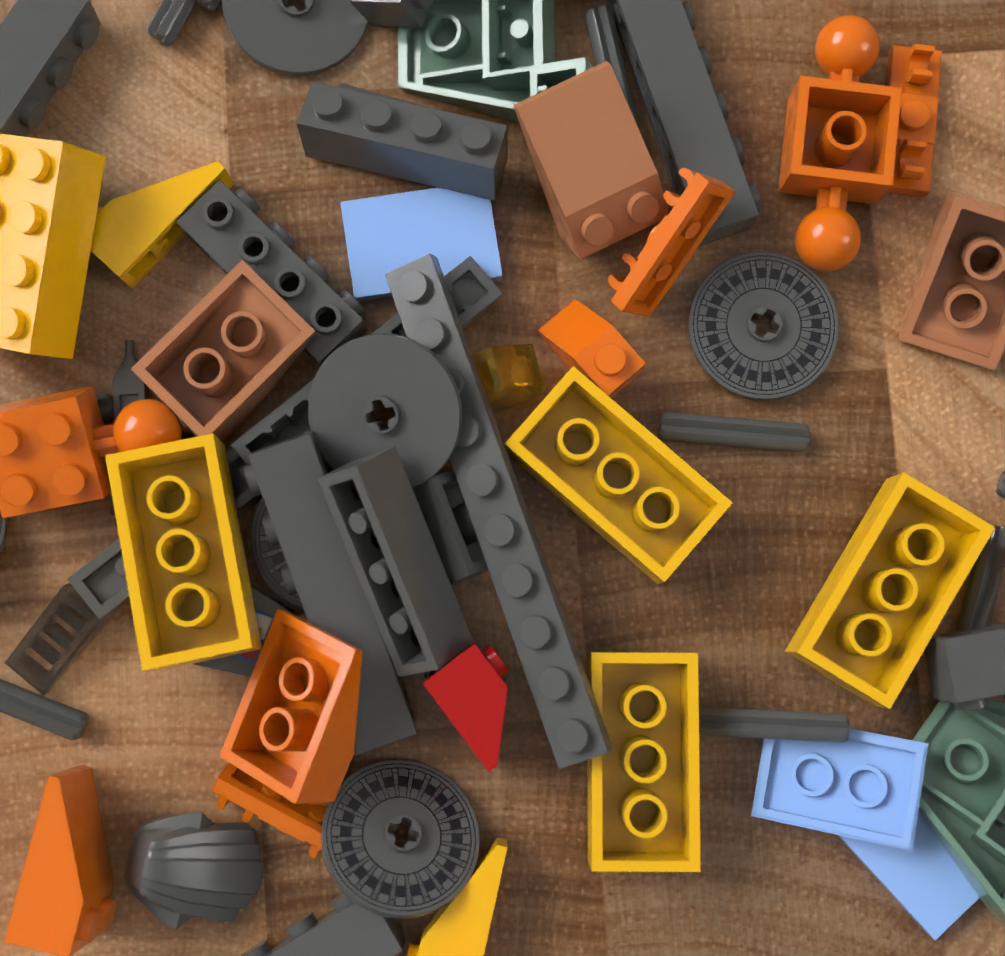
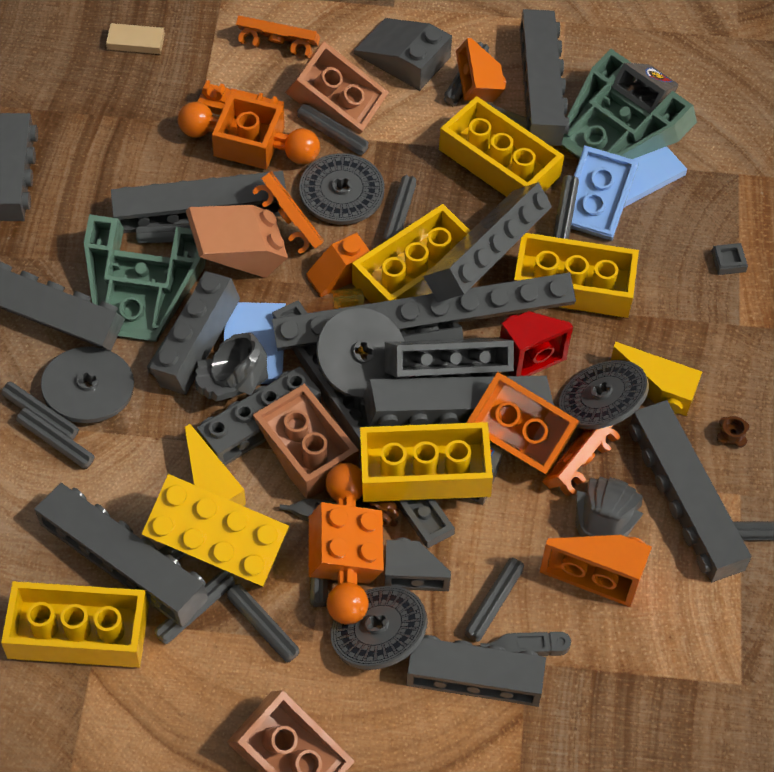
camera: 80 degrees left, 25 degrees down
(38, 562) = (414, 567): none -> dark grey slope
(75, 612) = (468, 561): clear smoke slope -> none
(334, 212) = (234, 370): none -> dark grey hair
(647, 596) = (487, 242): none -> dark grey brick
(889, 287) = (333, 129): none -> dark grey axle

